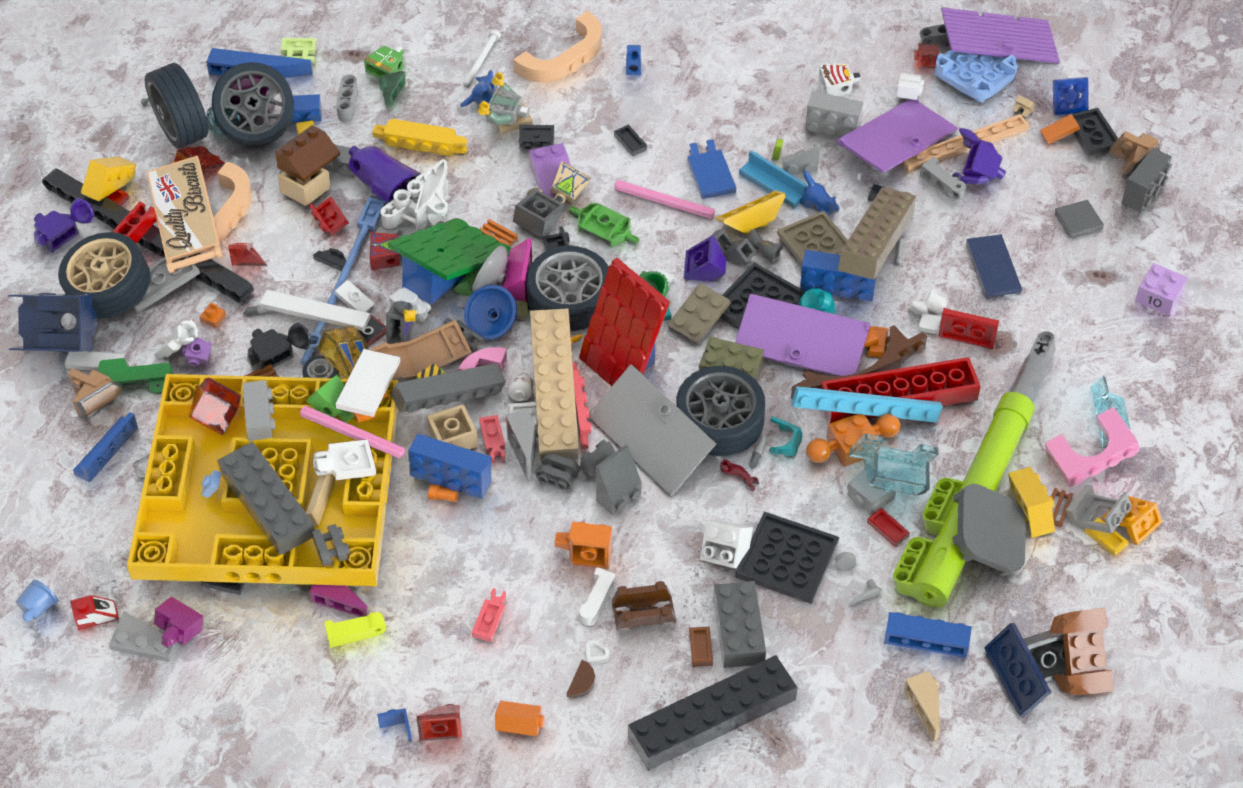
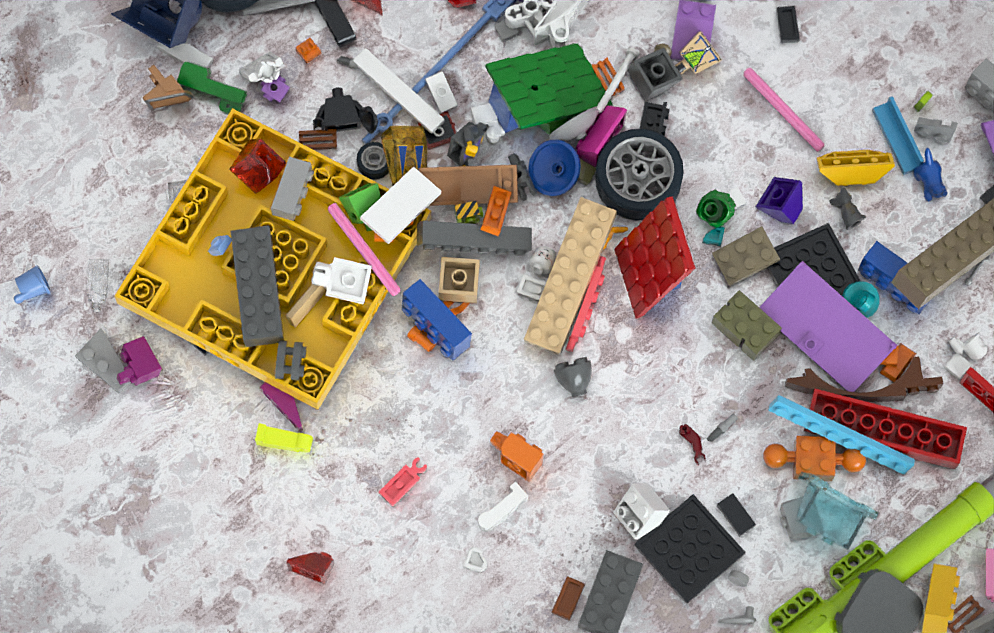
camera: 25 degrees right, 20 degrees up
(93, 611) = (76, 316): slope -> none
(106, 447) = (155, 152): blue fence -> none
(331, 257) = (444, 34): black tile -> none
(380, 254) = (493, 48): red torso -> none
(394, 717) = (277, 540): blue bracket -> none
(457, 359) = (496, 211): none -> orange tile
(485, 357) = (528, 215): bright pink brick -> none
(492, 436) = (493, 299): coral plate -> none
(508, 208) = (631, 54): none -> white bar
(519, 718) = (377, 594): orange brick -> none
(522, 438) = (519, 312): light grey slope -> none
(557, 471) = (531, 375): dark grey brick -> none
(582, 681) = (450, 582): reddish brown tile -> none
(615, 230) = (714, 125): bright green plate -> none
(617, 481) = (576, 406): slope -> none
(643, 599) = (539, 530): reddish brown piece -> none
(653, 428) = (635, 364): light grey door -> none
(710, 171) = (845, 97): blue tile -> none
(718, 395) = (708, 373): wheel -> none
(735, 252) = (817, 200): dark grey brick -> none
(791, 448) = (755, 439): teal helmet -> none
(811, 513) = (736, 514): none -> black tile
(813, 234) = (901, 222): dark tan plate -> none
(888, 527) = (797, 561): red tile -> none

